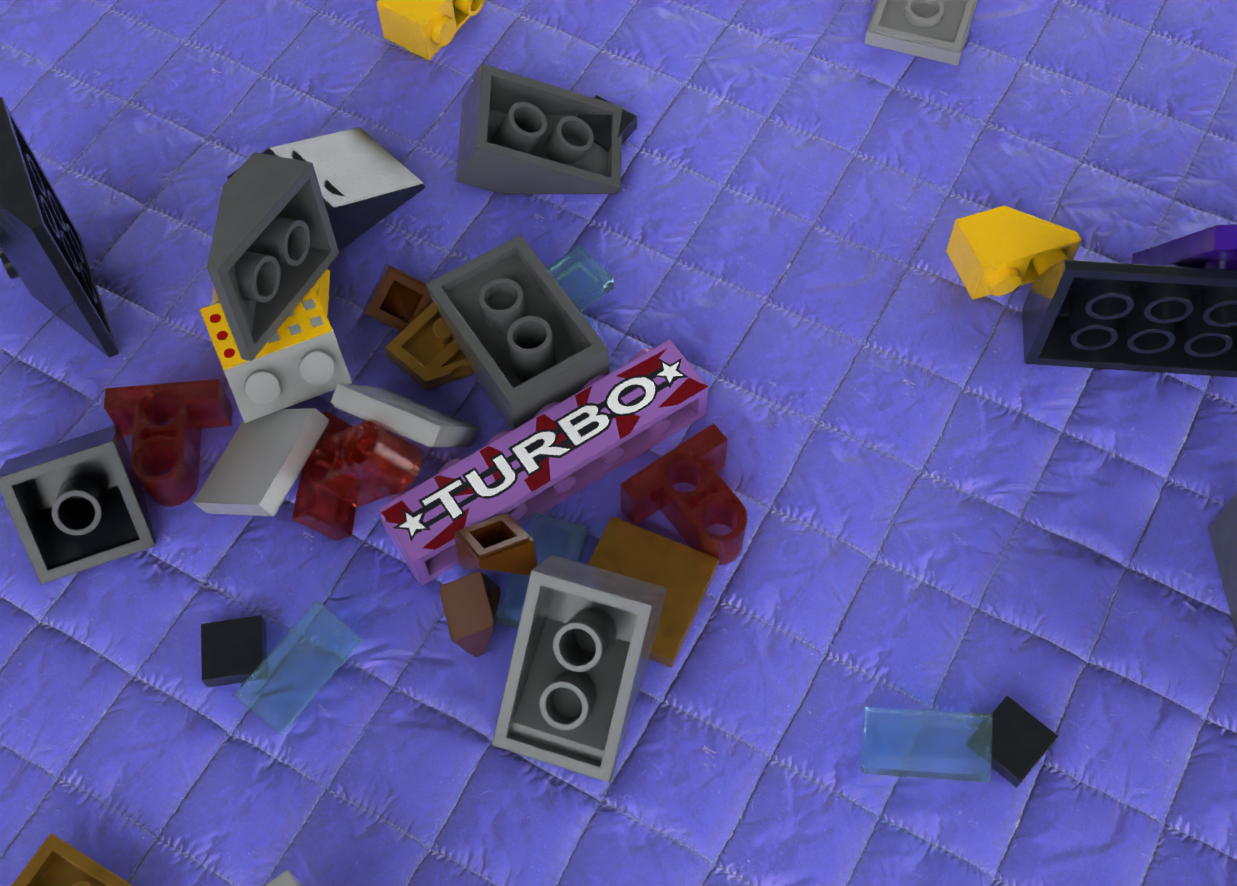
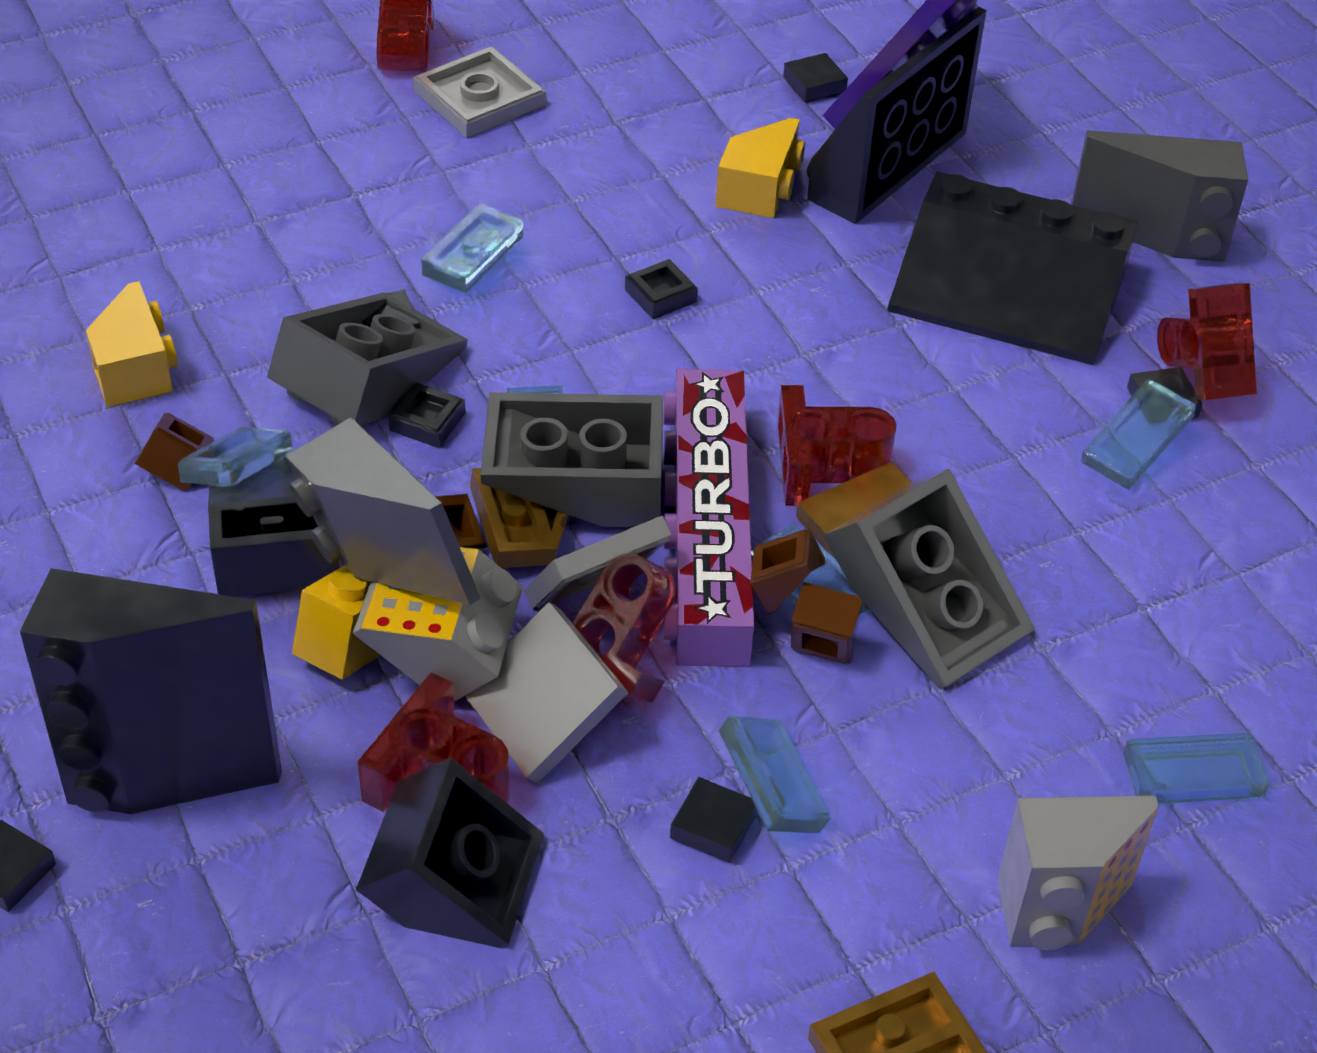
camera: 60 degrees left, 15 degrees down
(357, 99) = (168, 445): none -> reddish brown slope
(362, 134) = (235, 456): none -> clear light blue tile
(519, 214) = (427, 415): none -> black tile
(721, 126) = (472, 248): none -> clear light blue plate
(797, 274) = (661, 289): none -> black tile
(1065, 522) = (1014, 267): none -> black slope
(1085, 754) = (1213, 341): none -> clear red tile
(1189, 214) = (815, 77): none -> black tile

